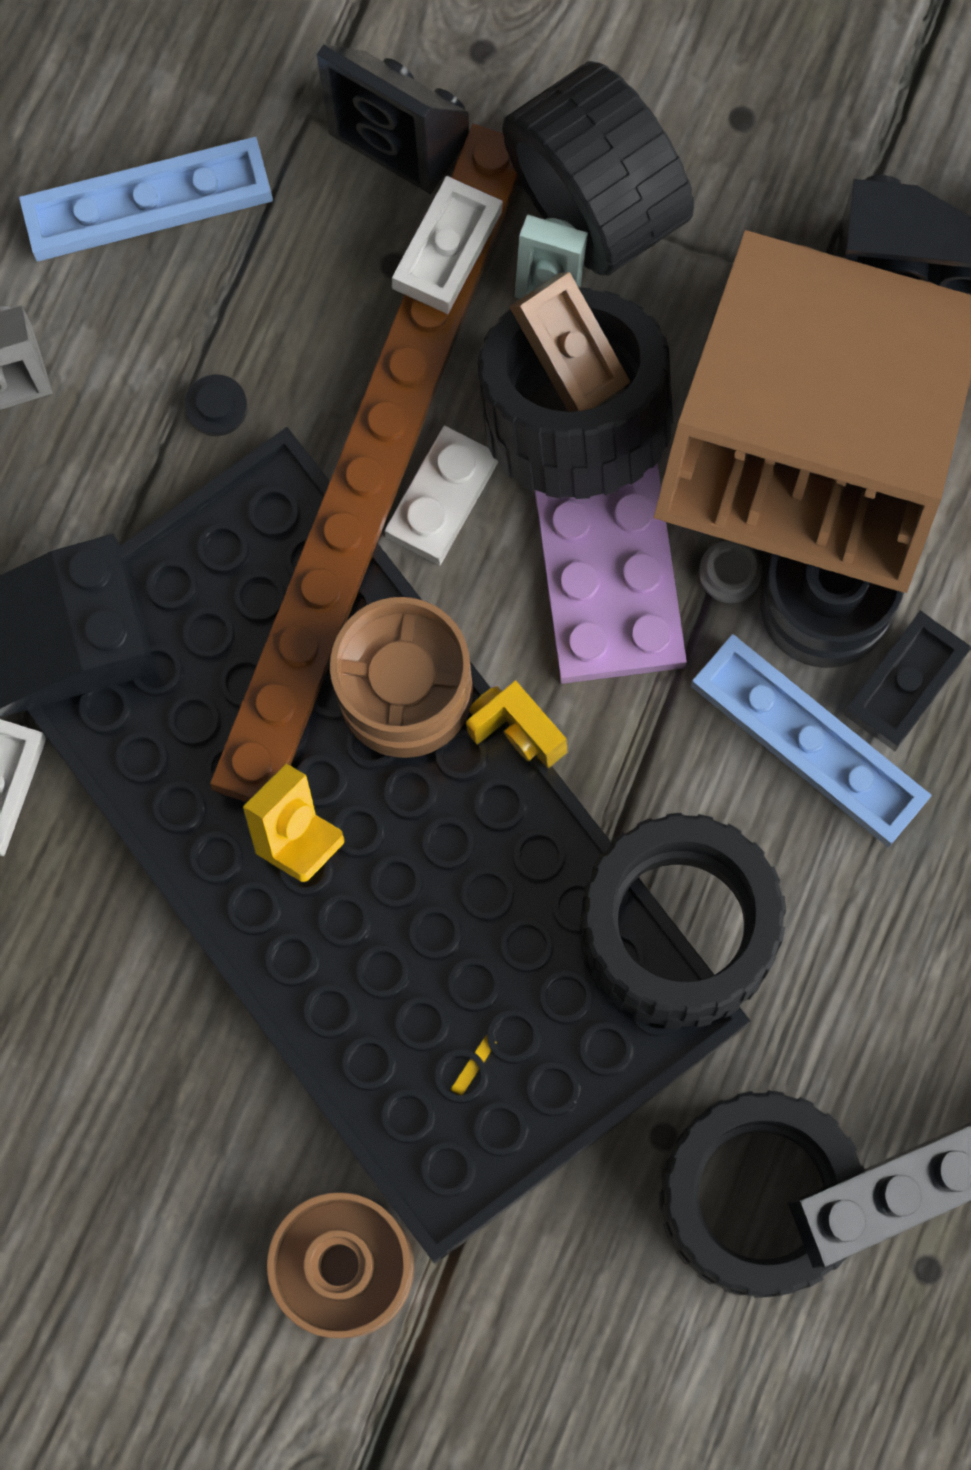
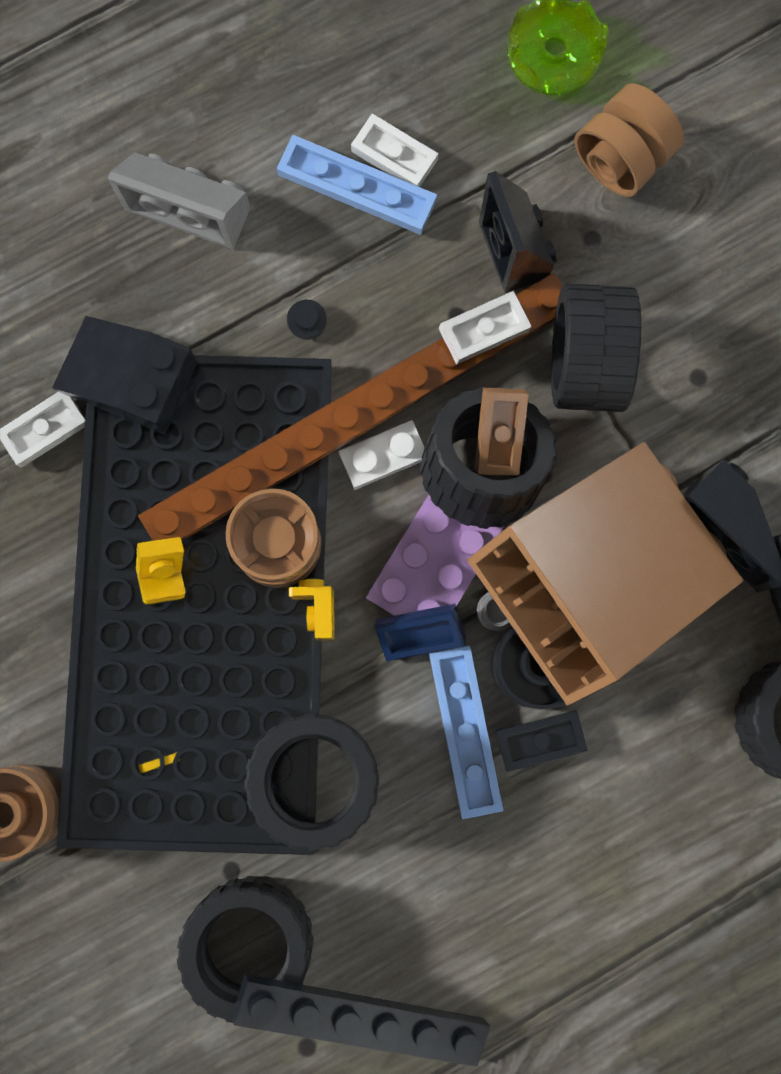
camera: 35 degrees right, 5 degrees up
(159, 125) = (394, 151): none -> white plate
(546, 250) = (534, 374): light aqua plate -> none
(661, 664) = (420, 632): none -> dark blue tile

